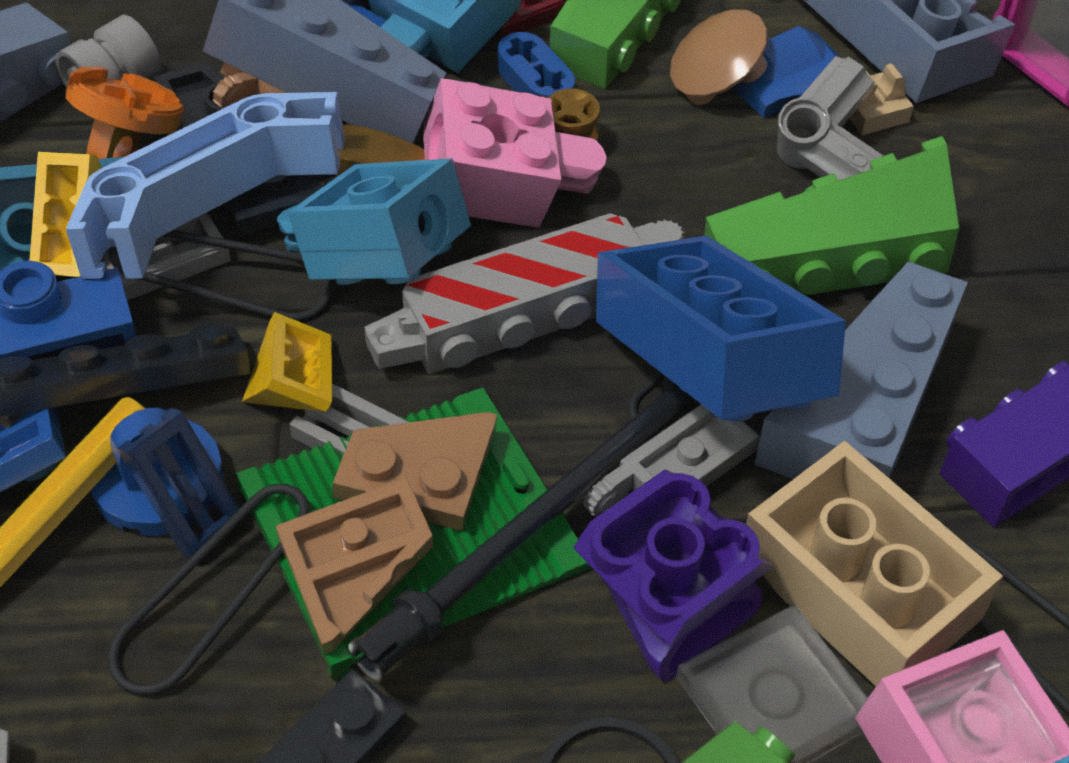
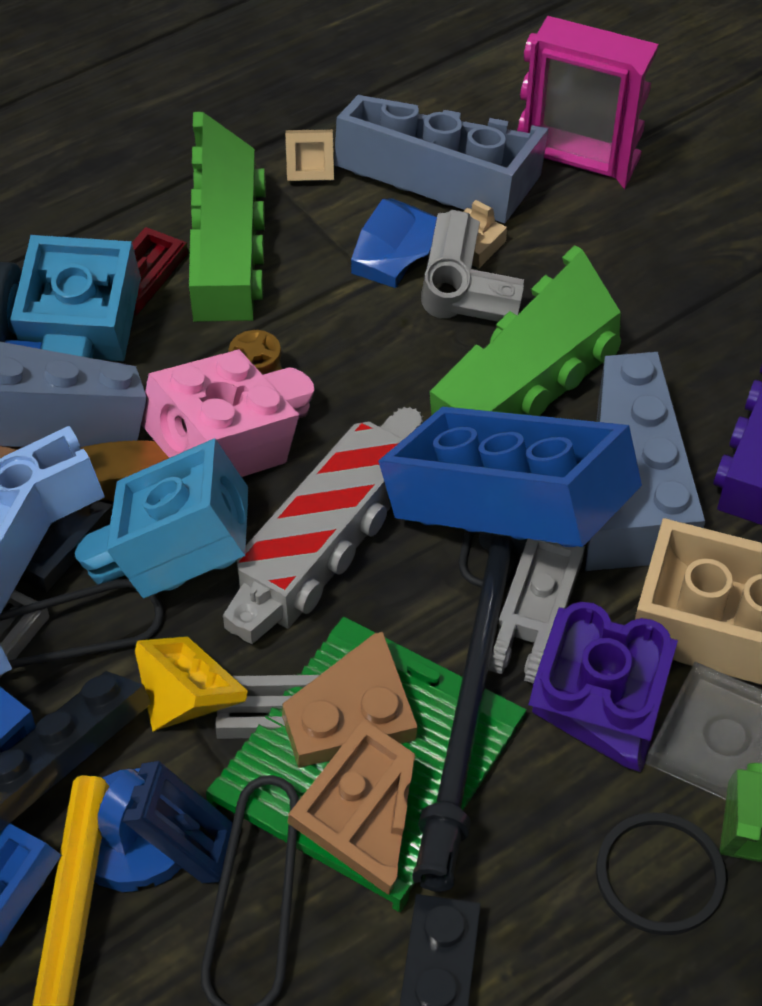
camera: 30 degrees left, 0 degrees up
(545, 65) = (193, 331): blue beam -> none
(720, 55) = (335, 250): medium nougat dish -> none

